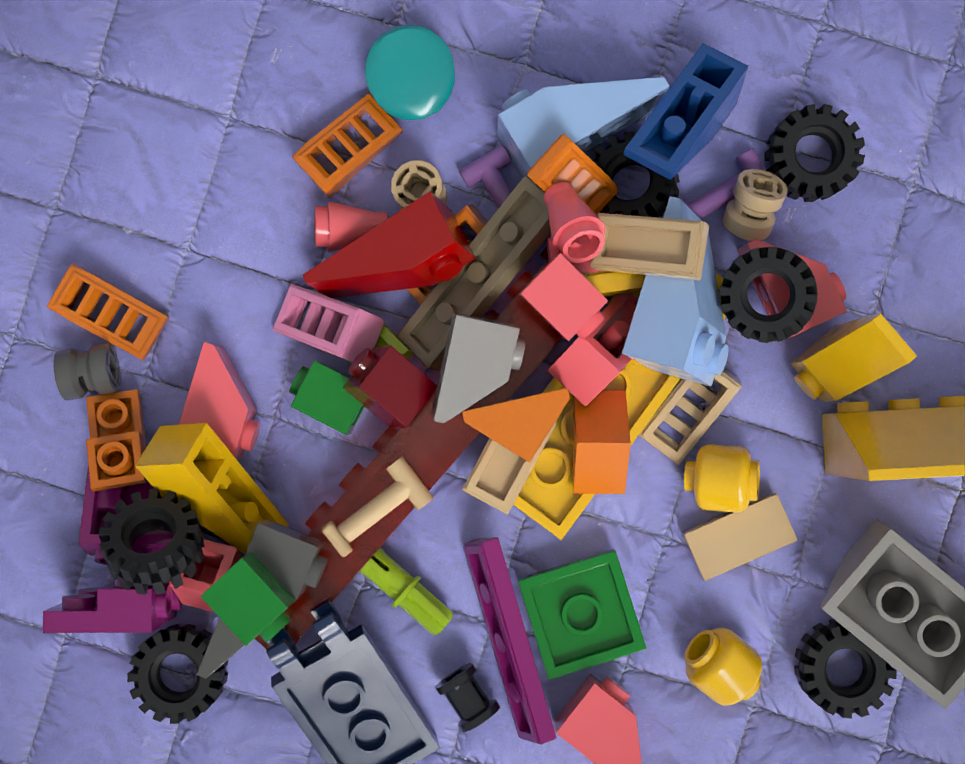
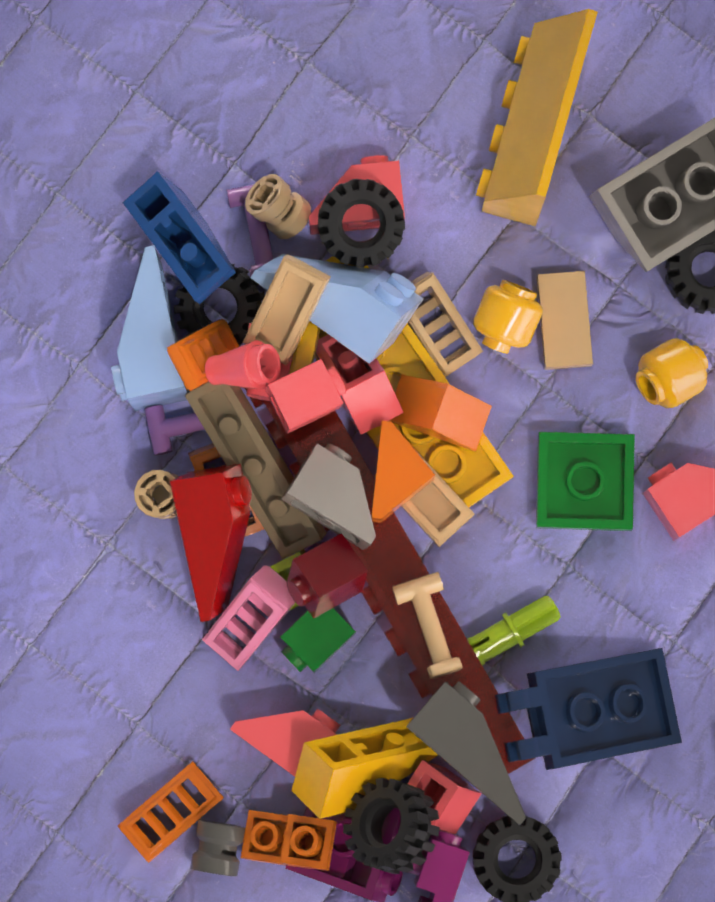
camera: 70 degrees left, 5 degrees down
(250, 600) = (471, 750): green brick -> none
(336, 130) = (108, 582): orange slope -> none
(342, 224) = (168, 573): coral cone -> none
(410, 72) = (53, 466): teal piece -> none
(467, 697) = (625, 607): black bush -> none
(509, 640) = (586, 552): magenta tile -> none
(839, 136) = (250, 111): black tyre -> none
(851, 358) = (440, 174): yellow slope -> none

